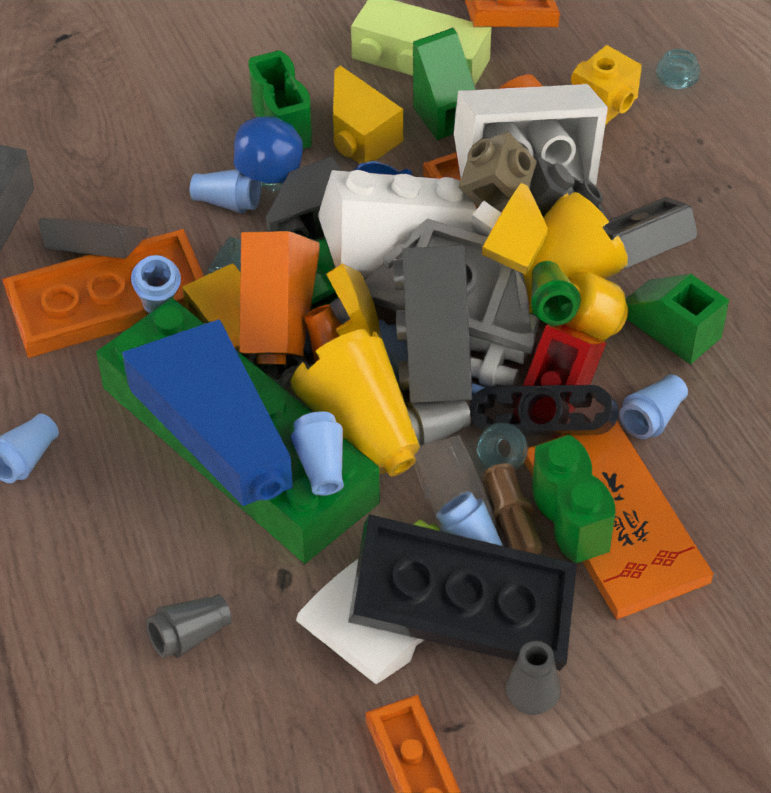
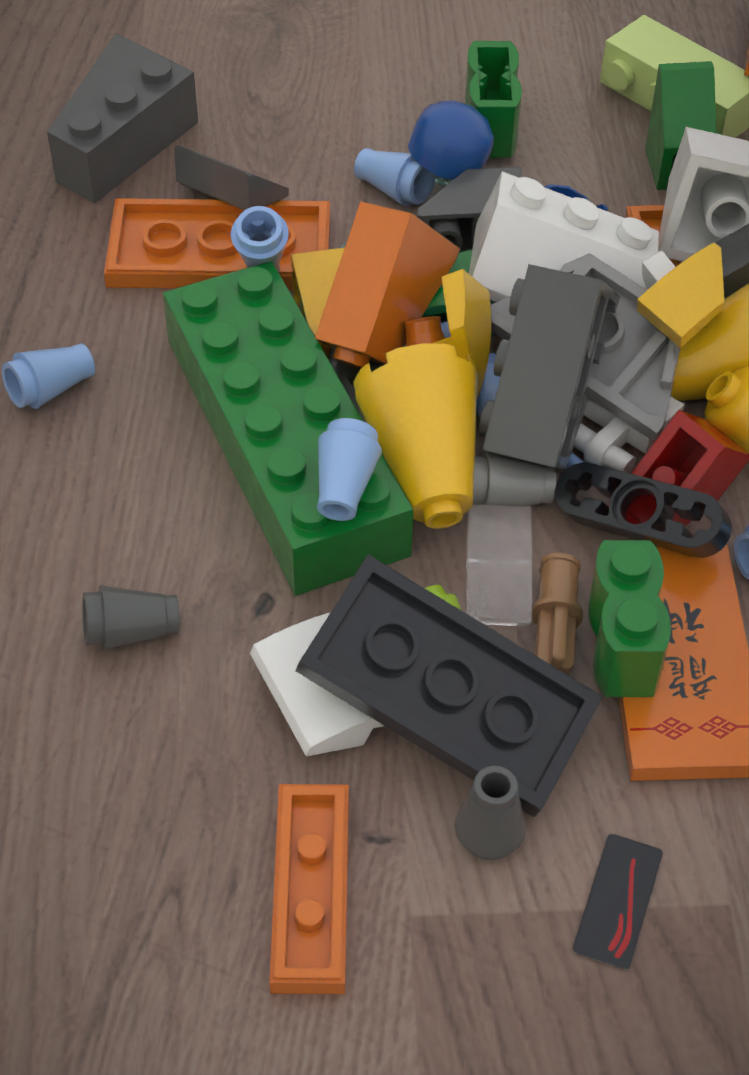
camera: 20 degrees right, 0 degrees up
(212, 408) = (245, 380): blue slope -> none
(363, 119) = (578, 142): yellow slope -> none
(468, 518) = (495, 604): light blue cone -> none
(488, 445) = (562, 531): clear light blue plate -> none
(496, 170) = (694, 220): dark tan brick -> none
(553, 294) = (703, 380): green cone -> none
(644, 710) = (618, 901): none -> black sticker

